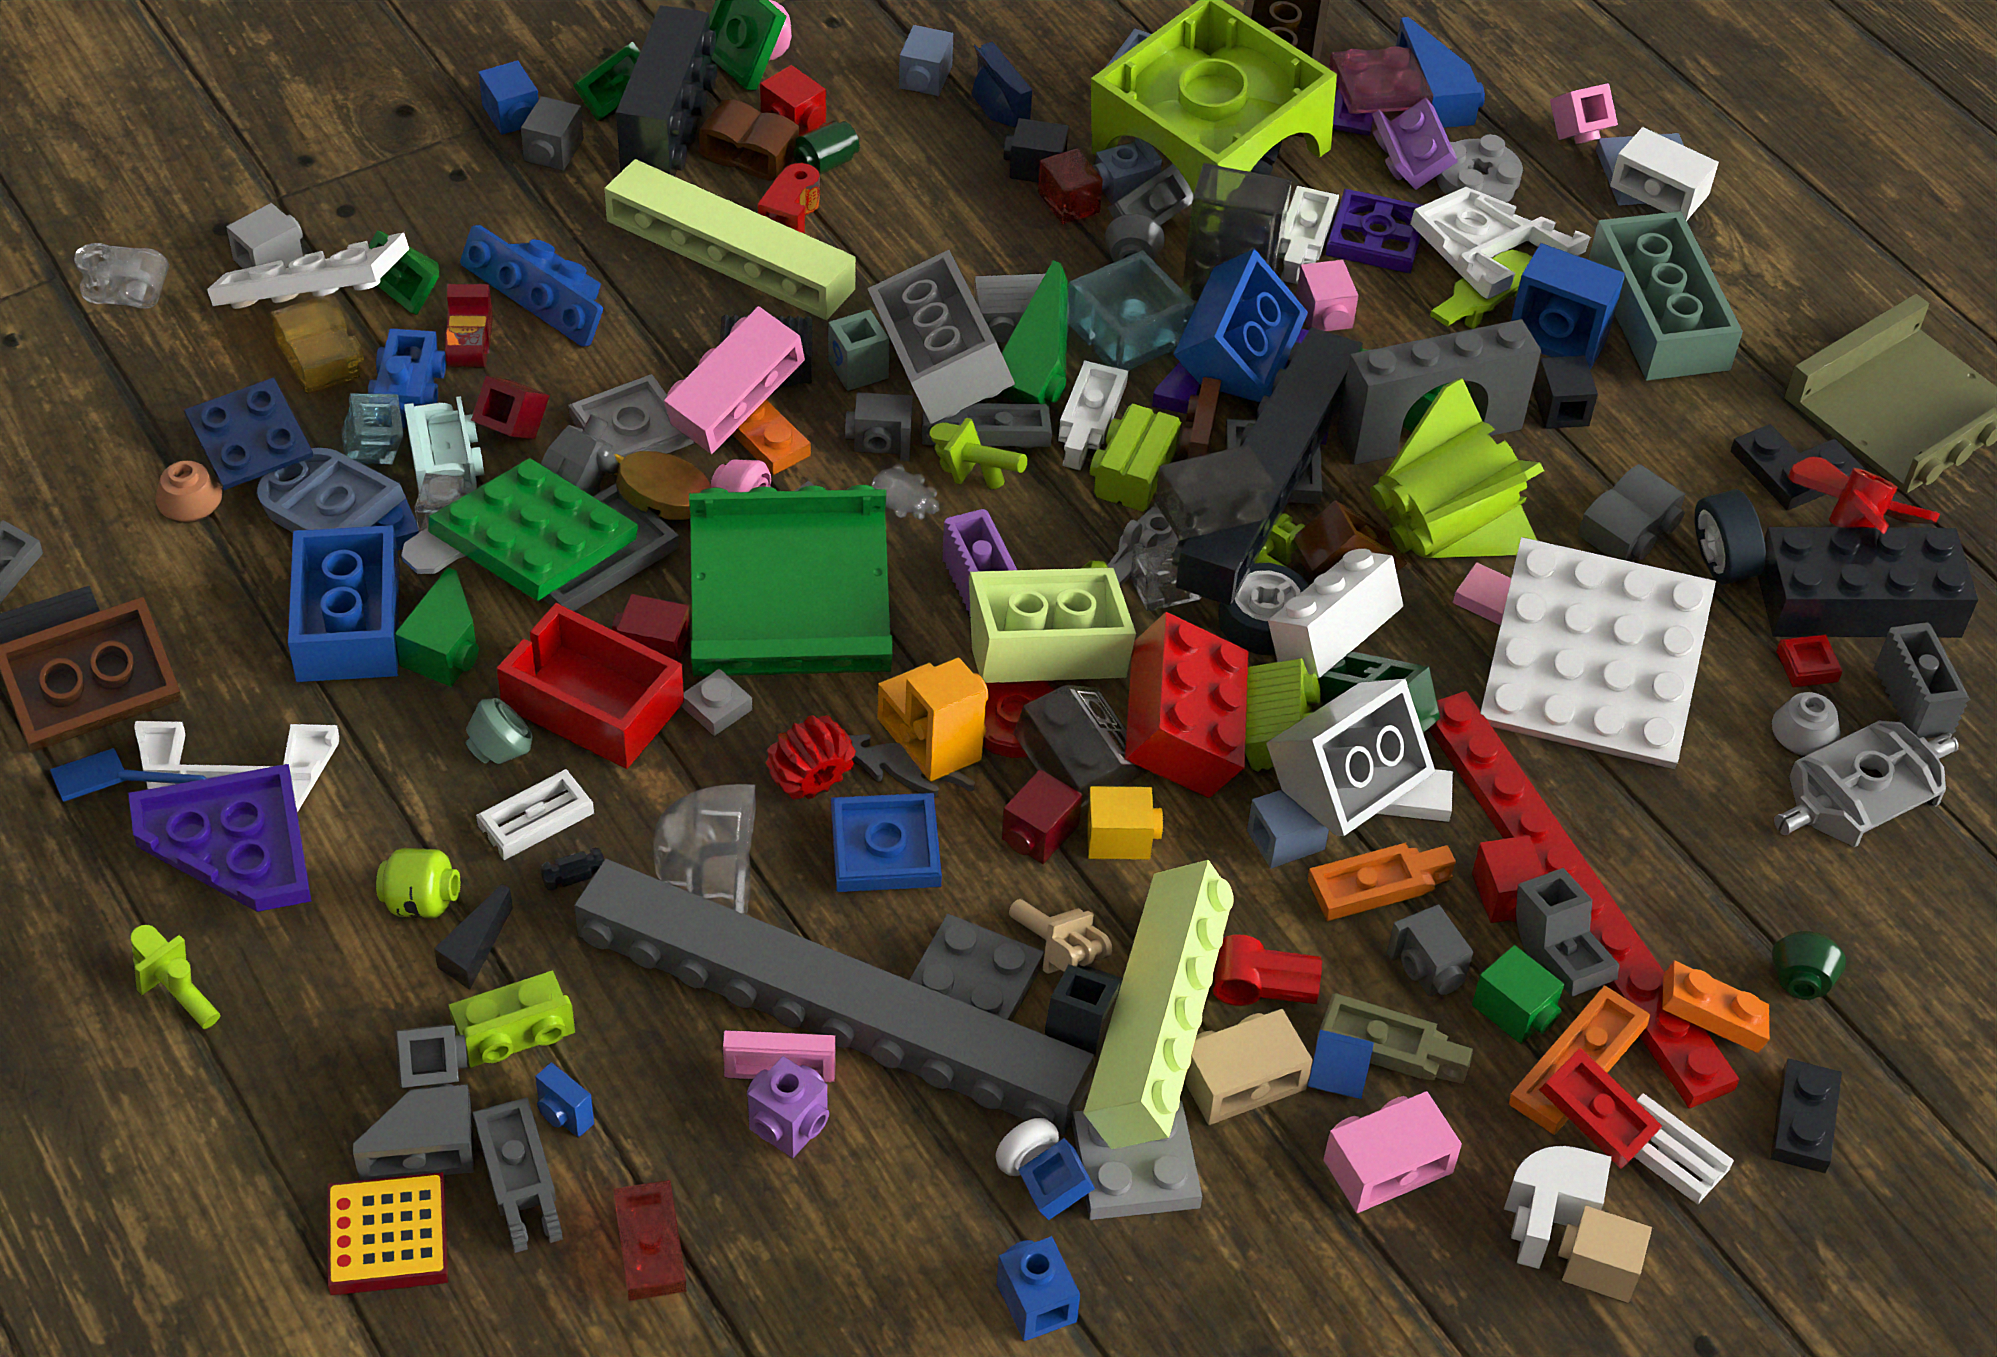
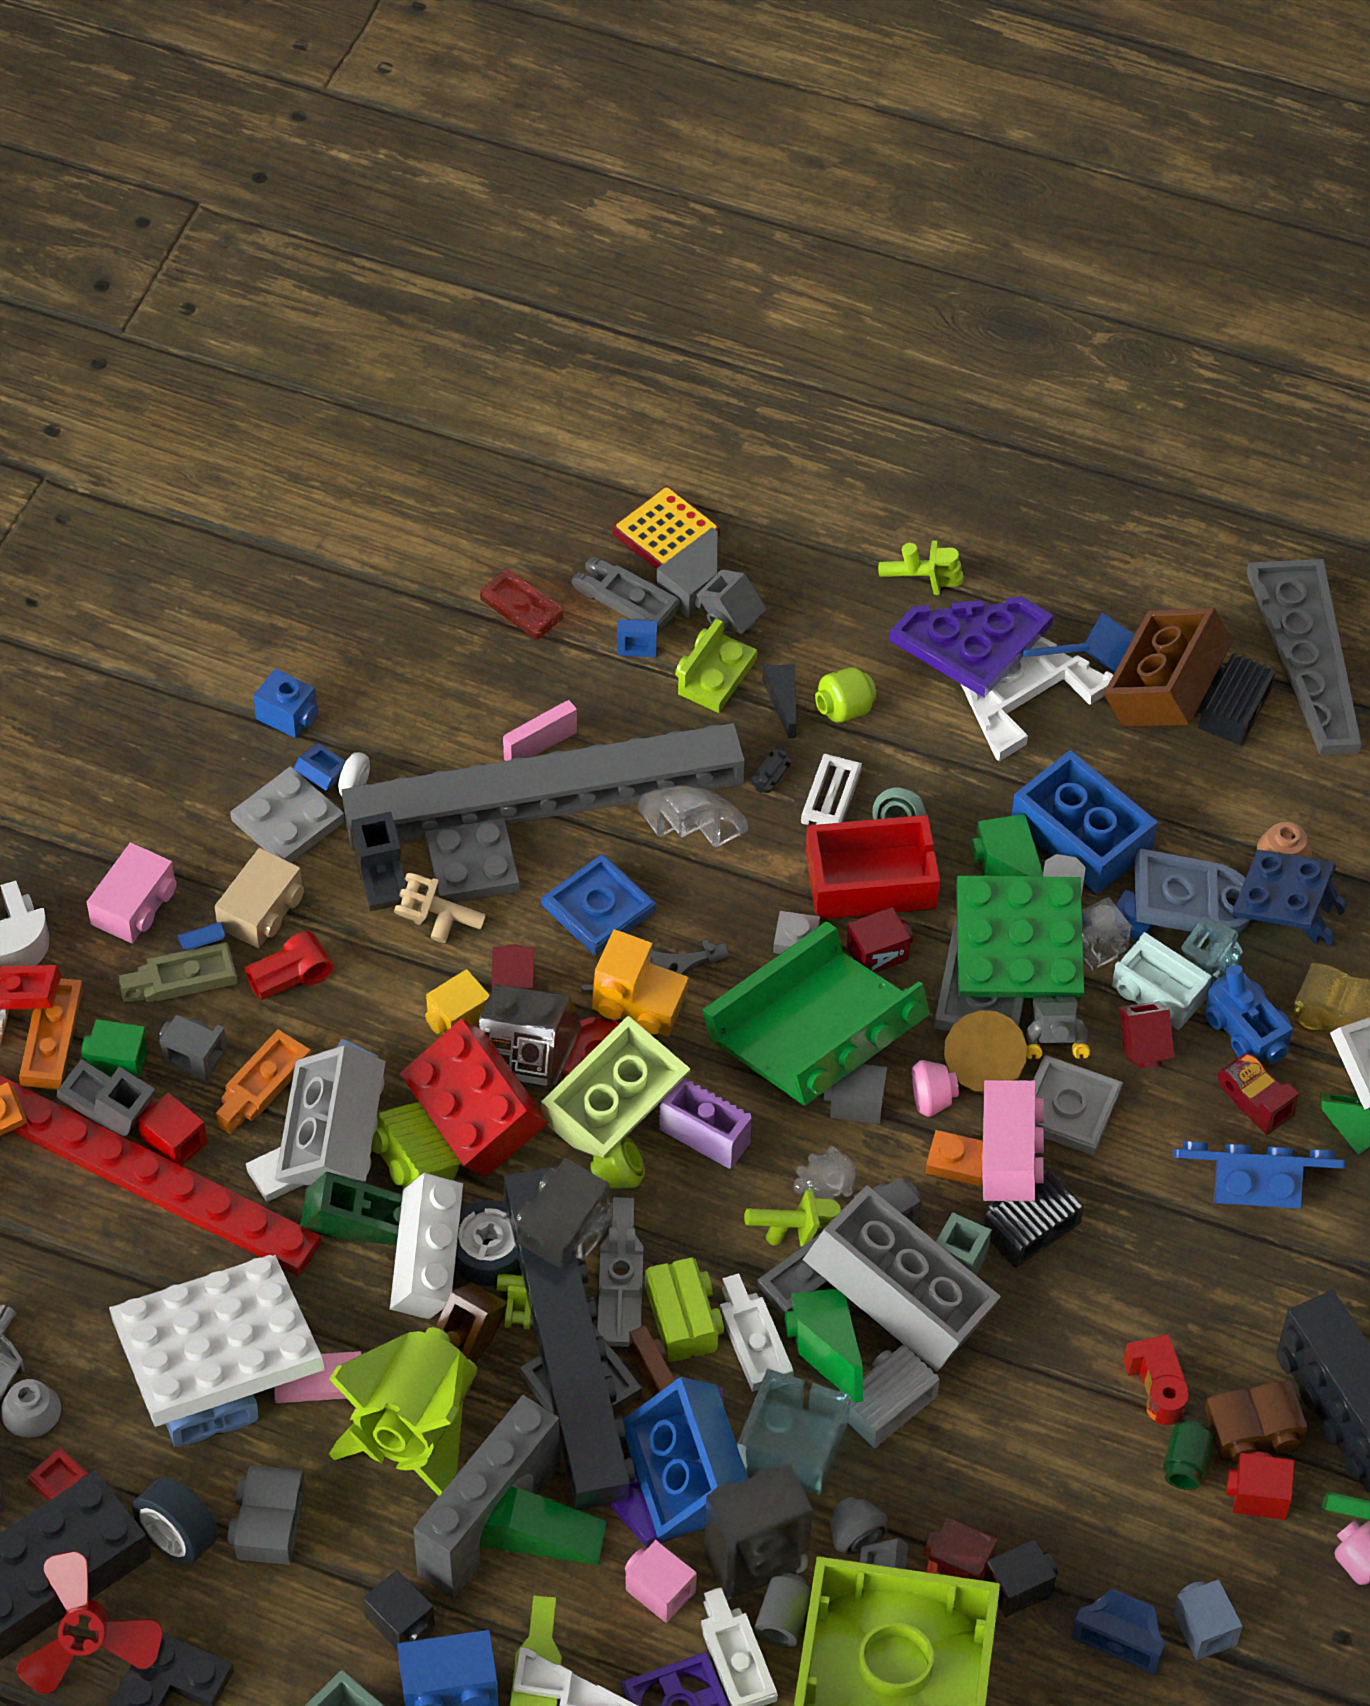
camera: 145 degrees right, 5 degrees up
(730, 239) = (1164, 1303): yellowish green brick -> none
(787, 1105) = (507, 704): medium lavender brick -> none
(810, 757) = (688, 909): red gear -> none
(1159, 1006) = (333, 881): yellowish green brick -> none

